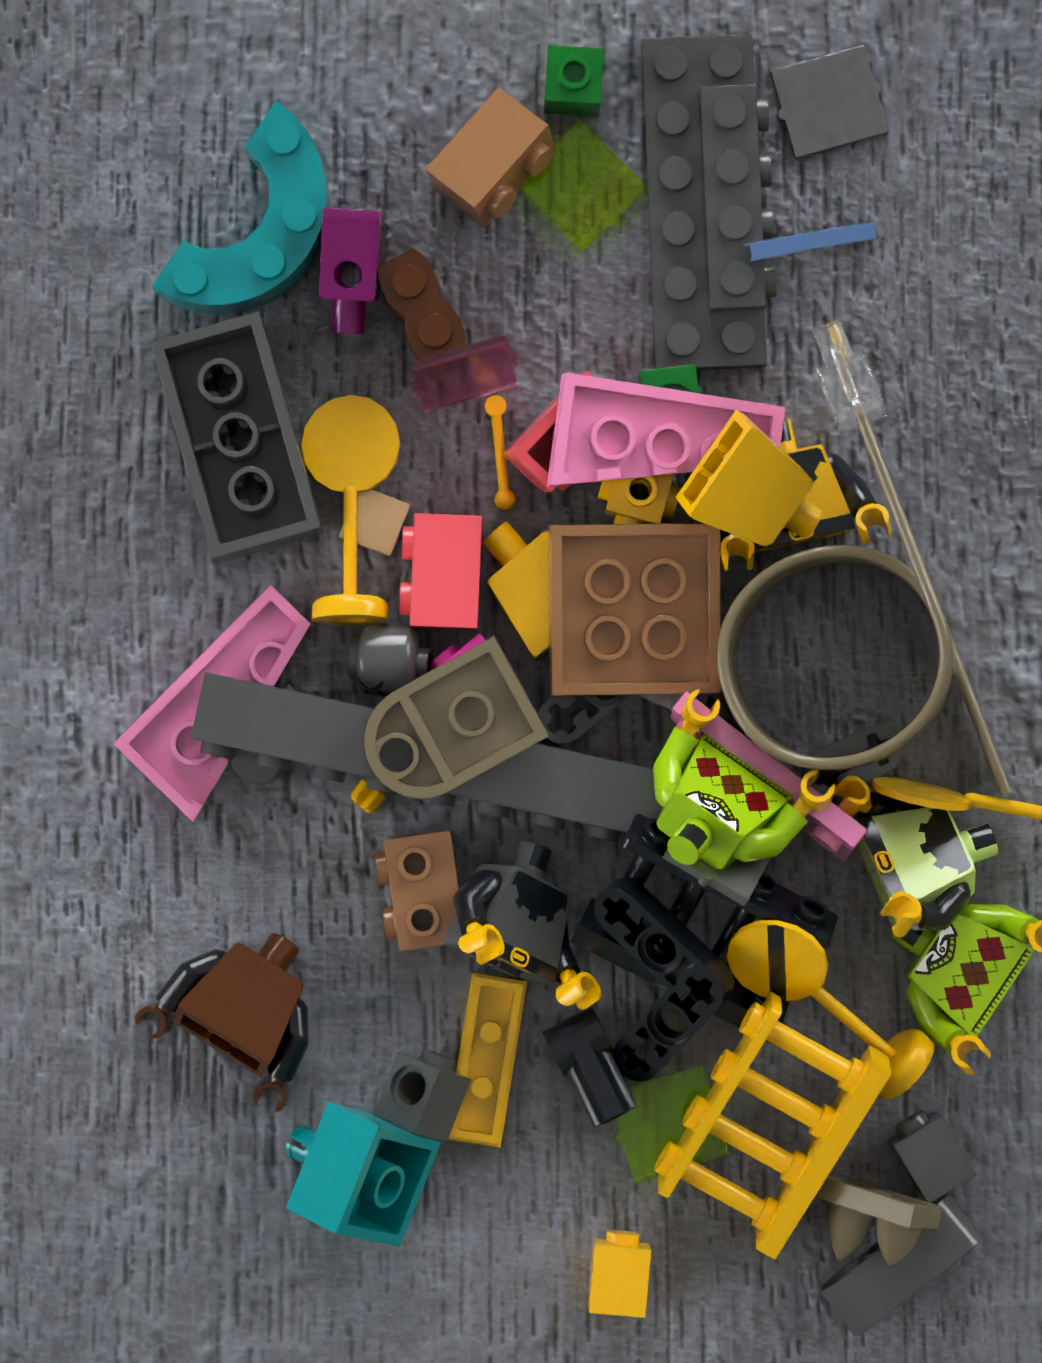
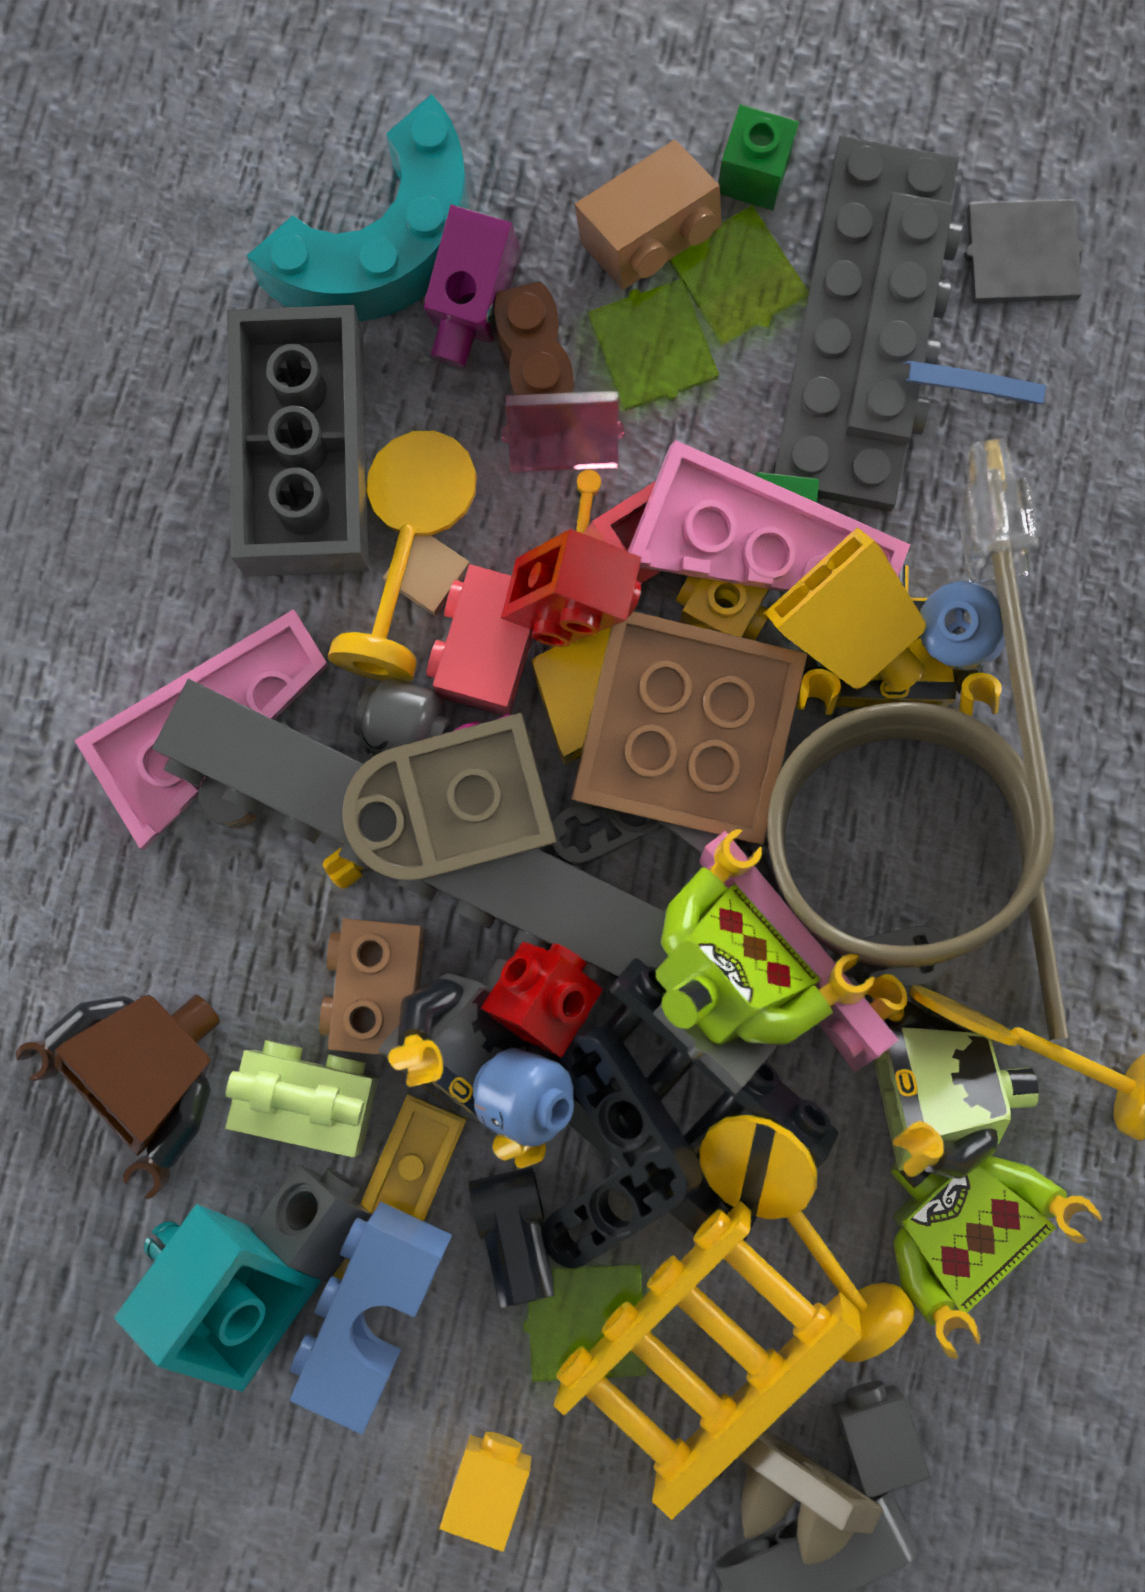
camera: 15 degrees right, 5 degrees down
(387, 998) = (302, 1100): none -> yellowish green brick
(496, 1113) = (346, 1363): none -> medium blue arch
(509, 522) = (572, 588): none -> red brick
(521, 268) = (653, 345): none -> clear neon green piece
(568, 864) = (543, 996): none -> red brick
(572, 950) = (523, 1096): none -> medium blue head
(826, 468) = (984, 635): none -> medium blue head

